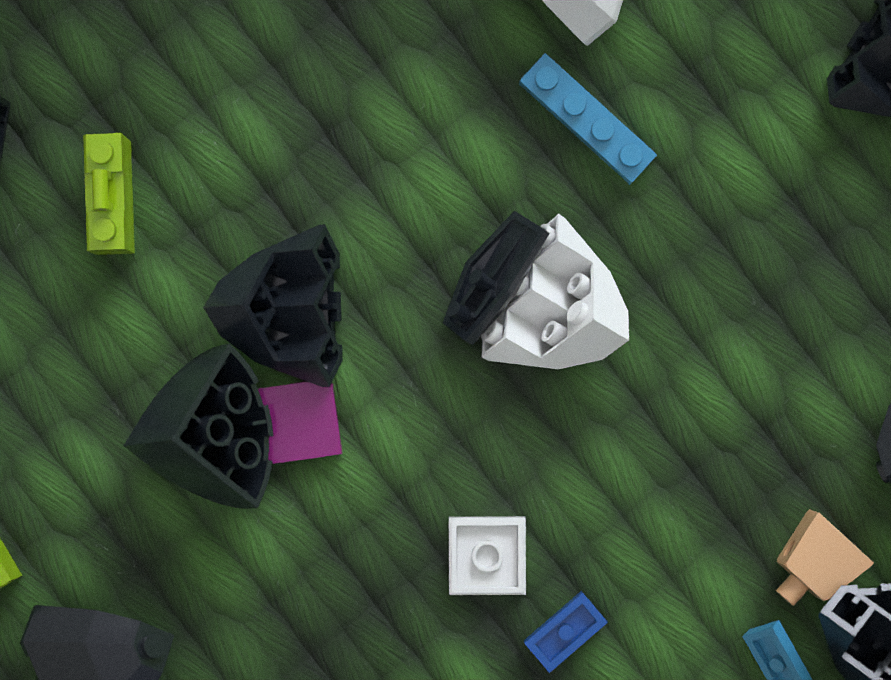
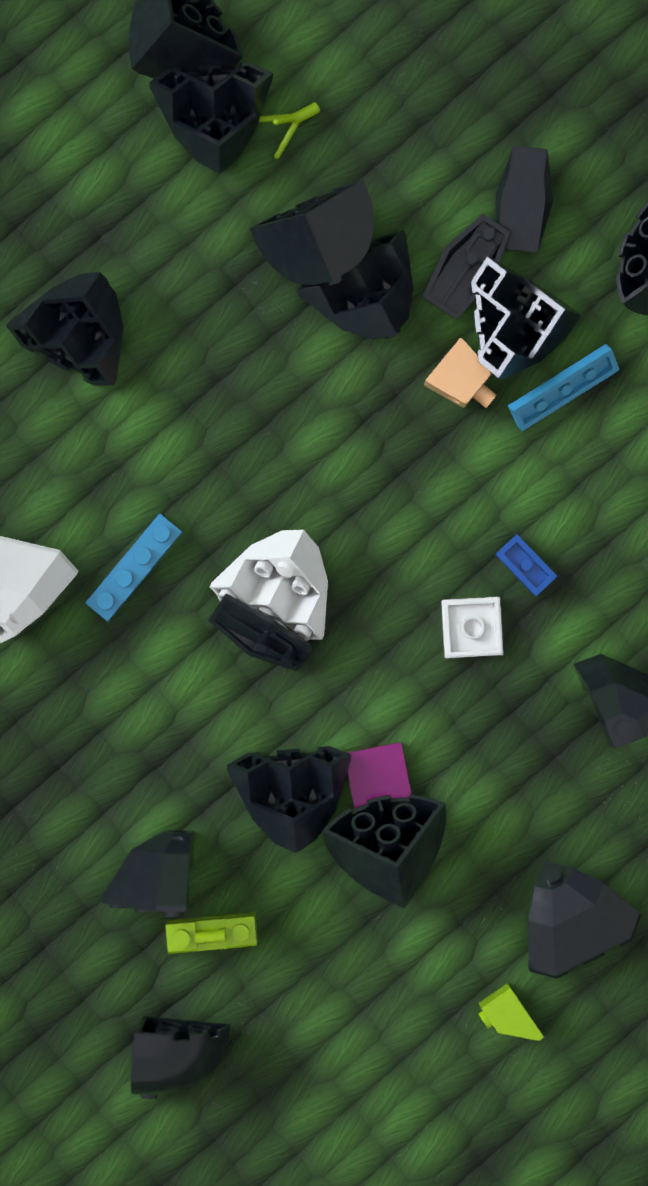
camera: 90 degrees left, 0 degrees up
(185, 124) = (155, 875): none -> black brick

